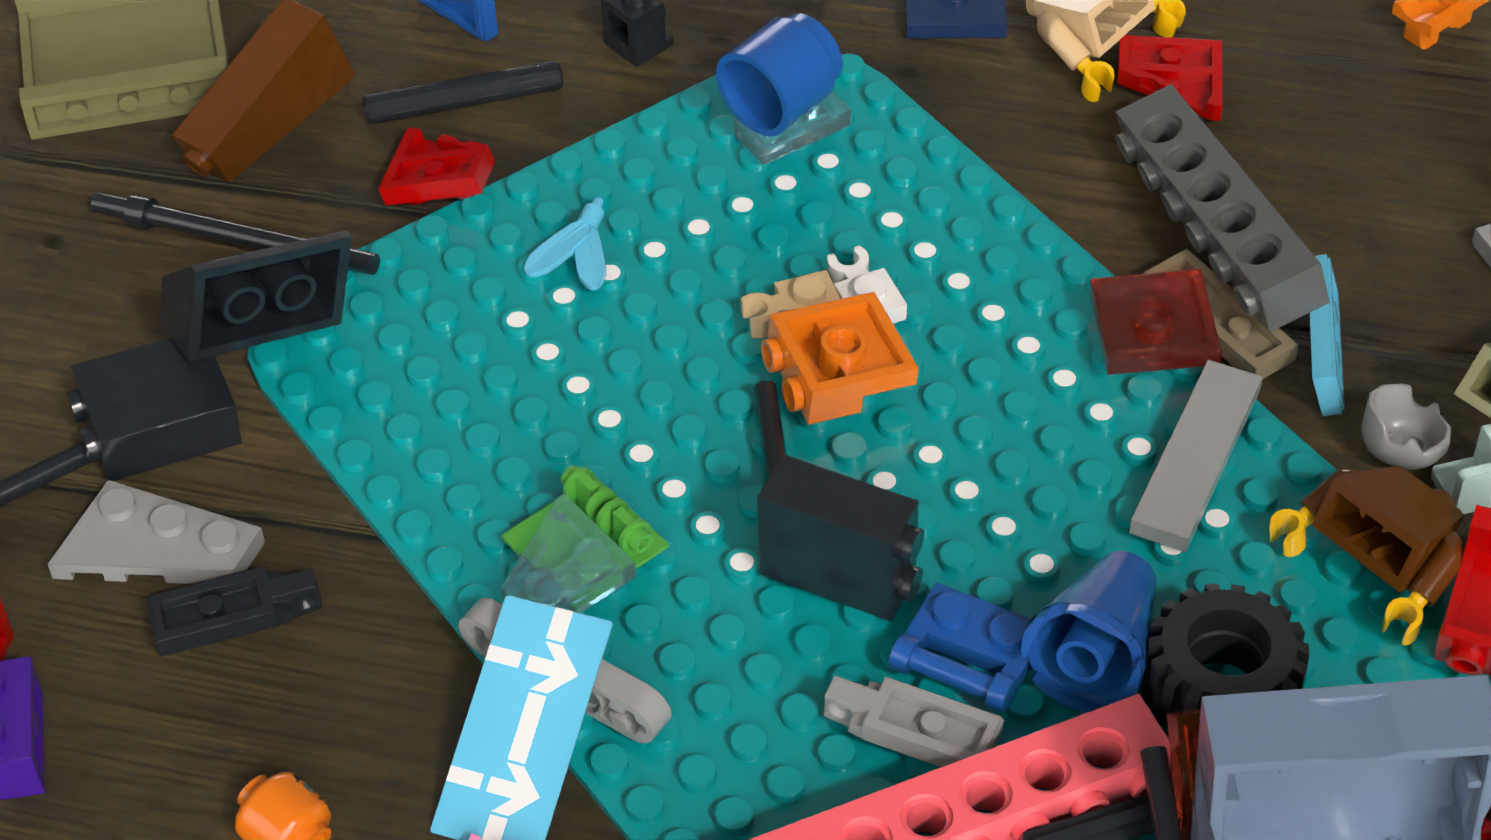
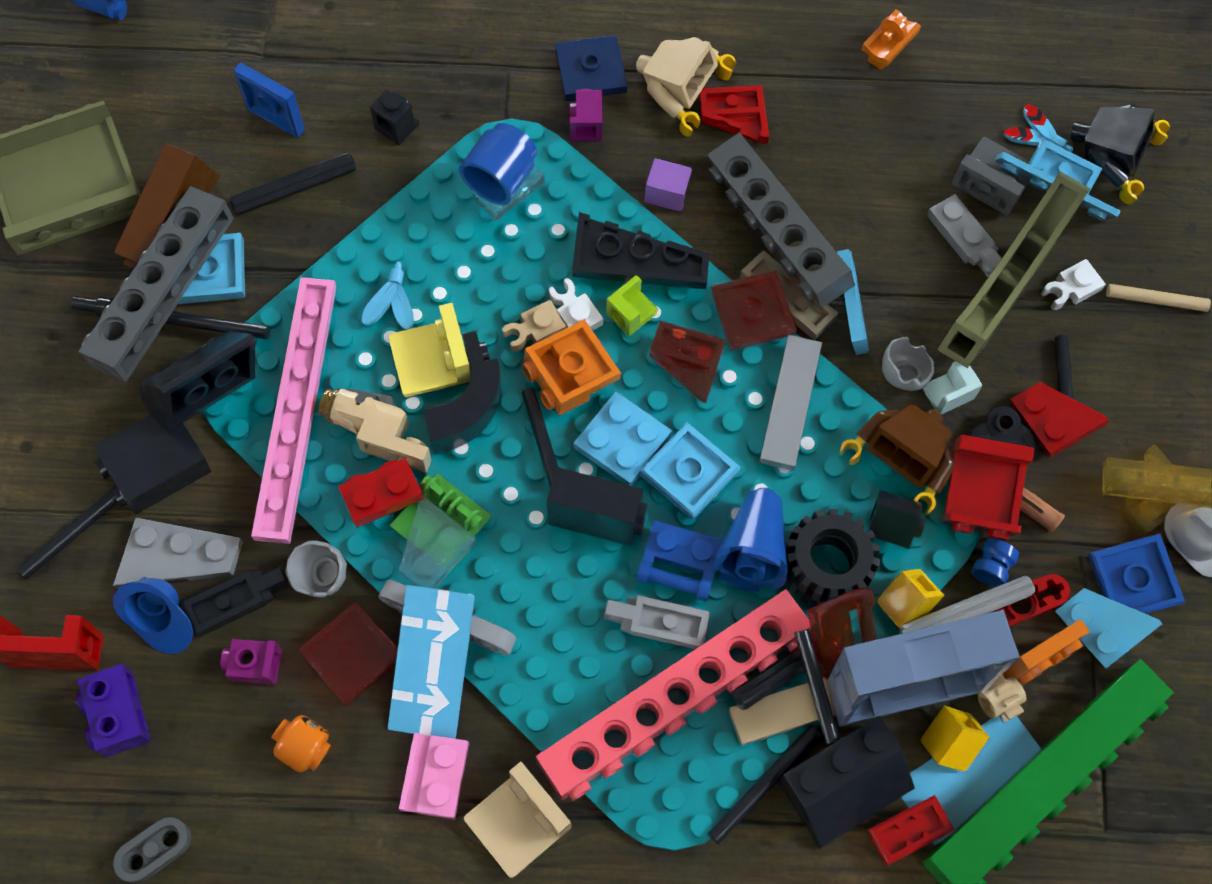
camera: 15 degrees left, 20 degrees up
(98, 605) = (154, 614): none -> blue piece
(223, 178) = (157, 300): none -> dark grey brick
(235, 697) = (261, 670): none -> magenta brick
(308, 179) = (222, 273): none -> medium azure plate
(369, 579) = (316, 569): none -> light grey hair
(387, 370) = (294, 412): none -> bright pink plate
(394, 709) = (350, 653): none -> clear red plate
(435, 169) = (289, 250): red wing -> none
(497, 478) = (380, 492): none -> red bracket
(514, 400) = (376, 423): none -> tan plate
(622, 320) = (431, 355): none -> light yellow bracket
(667, 398) = (469, 414): none -> black arch
(914, 459) = (622, 439): none -> medium azure plate
(934, 53) = (586, 116): none -> magenta brick
(950, 294) = (630, 307): none -> lime panel
(956, 229) = (618, 255): none -> black wing
(1008, 523) = (689, 471): none -> medium azure plate
(1036, 370) = (688, 357): none -> clear red wing
(1043, 150) = (667, 184): none -> medium lavender panel
(1349, 627) = (896, 519): none -> black brick

